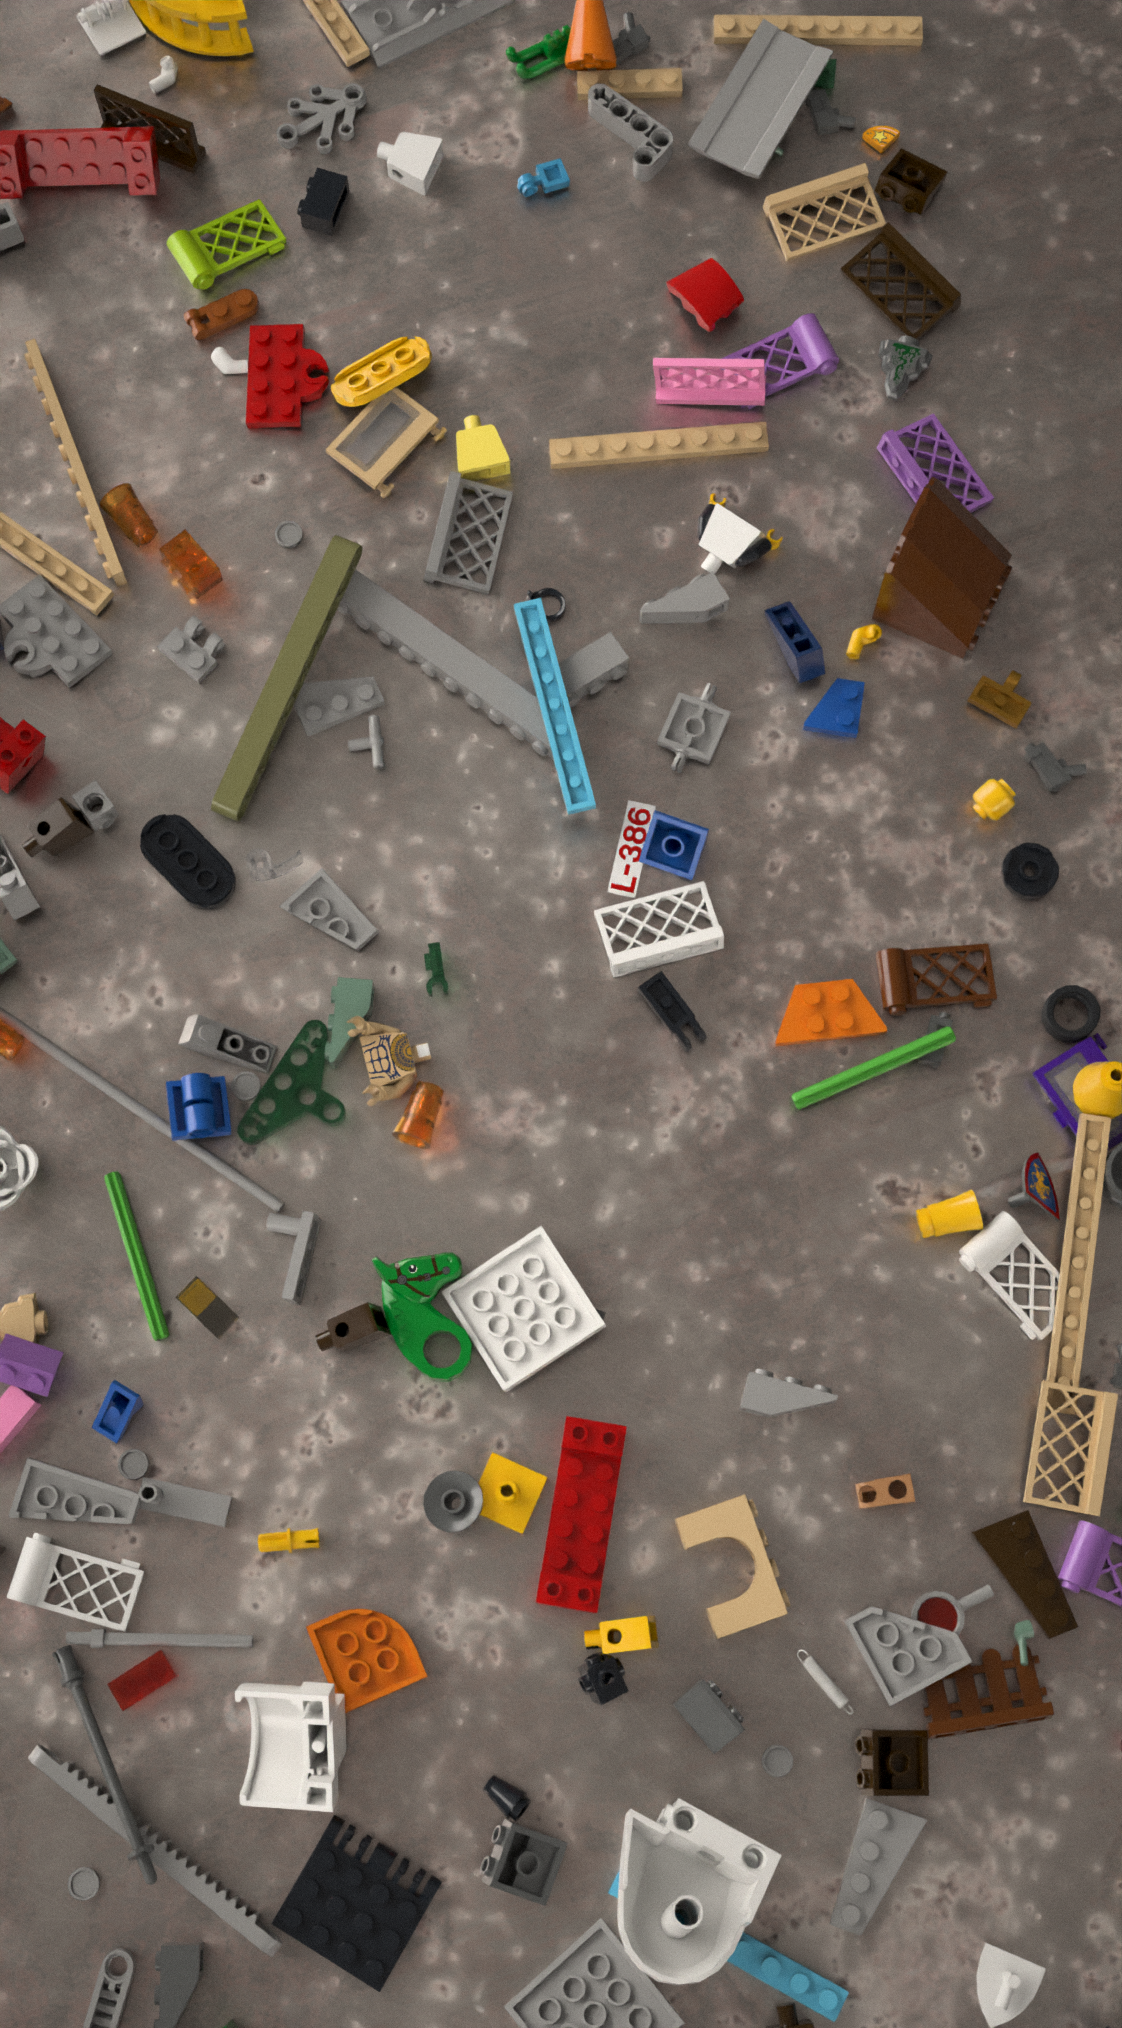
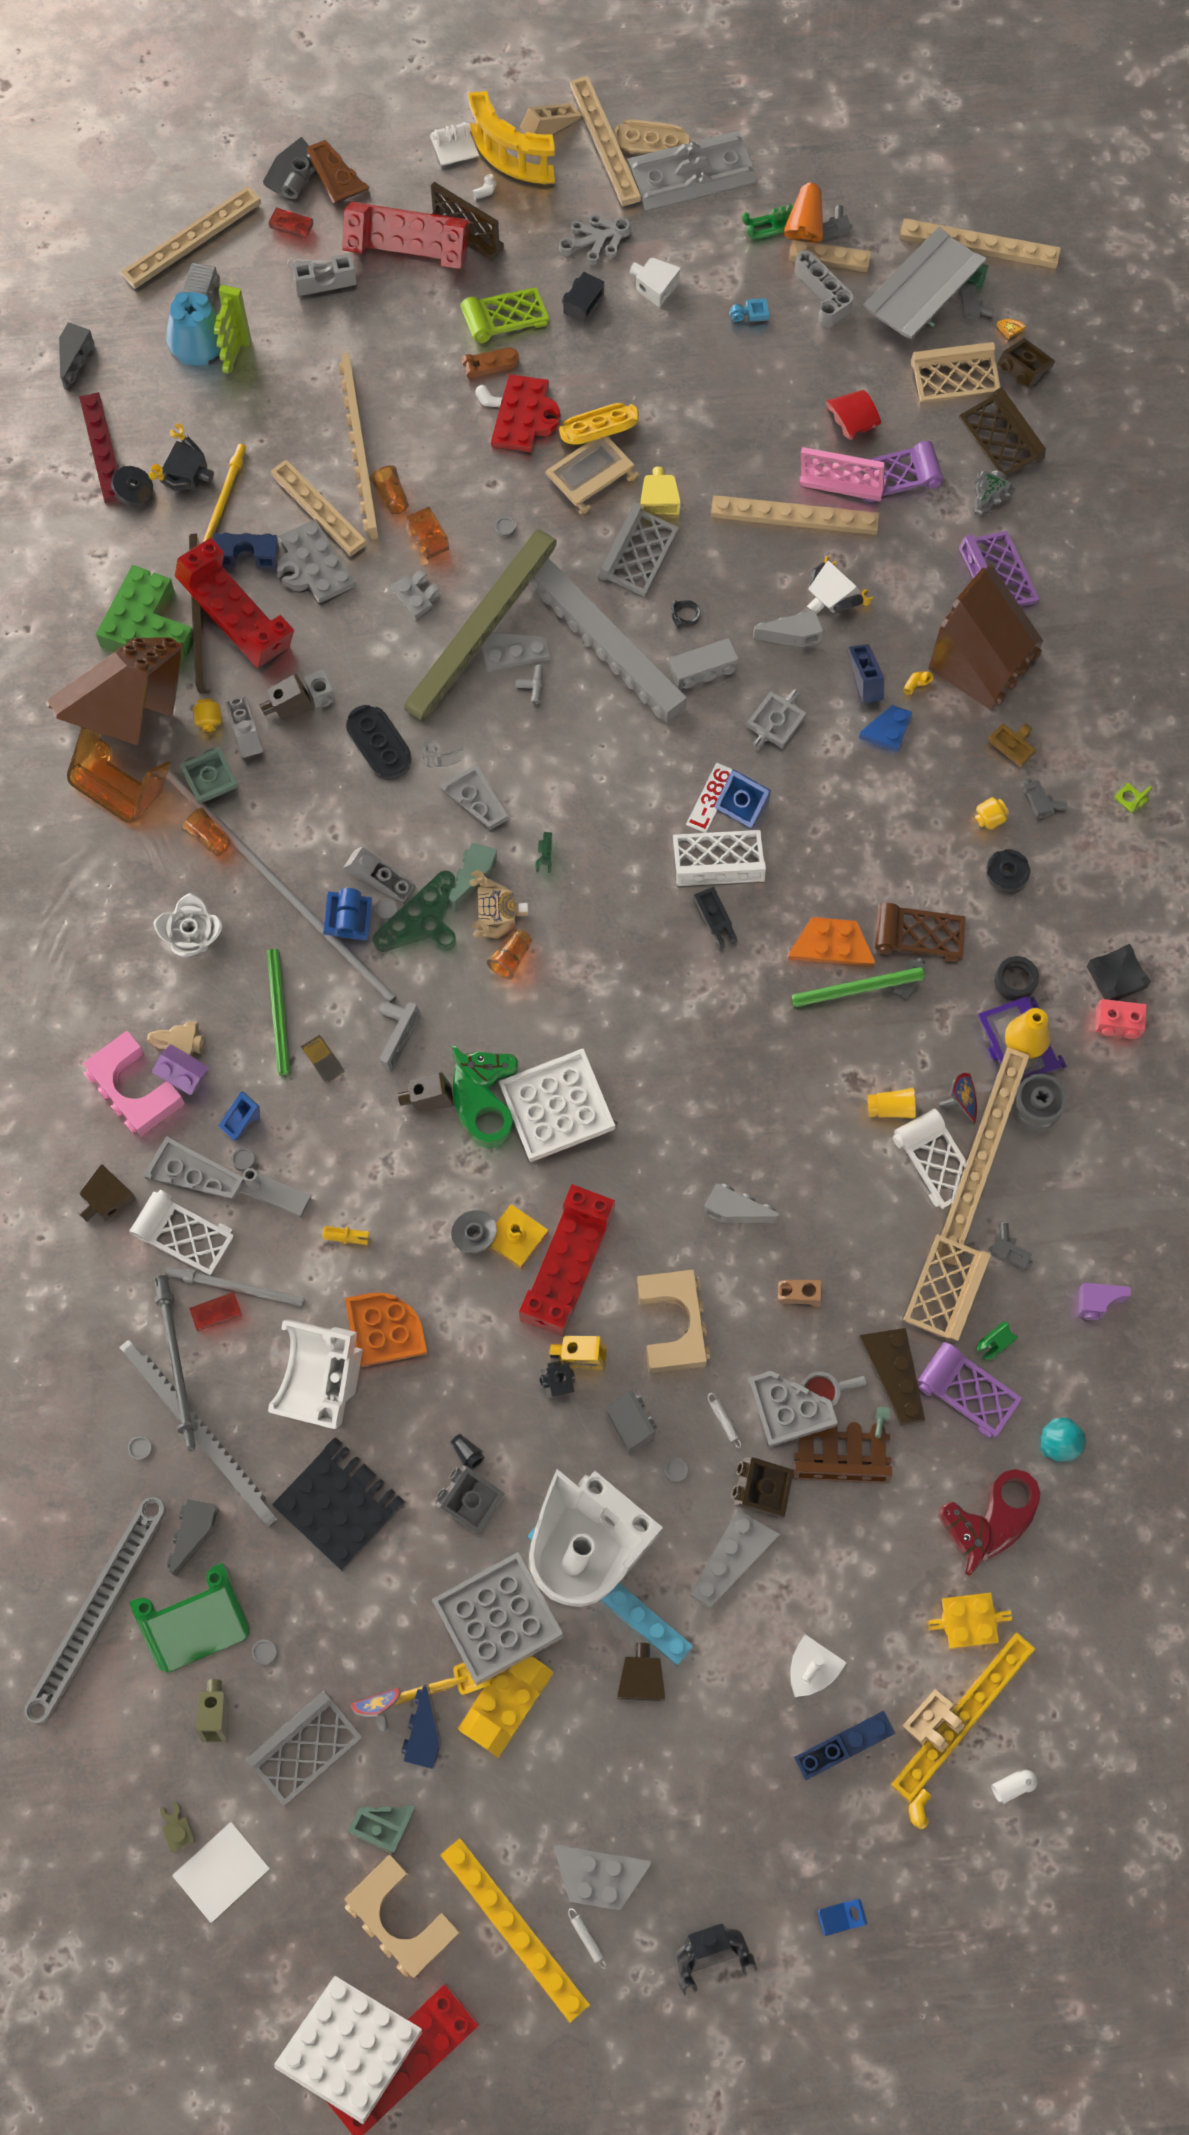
camera: 10 degrees right, 5 degrees down
(554, 706) = (674, 681): medium azure plate -> none

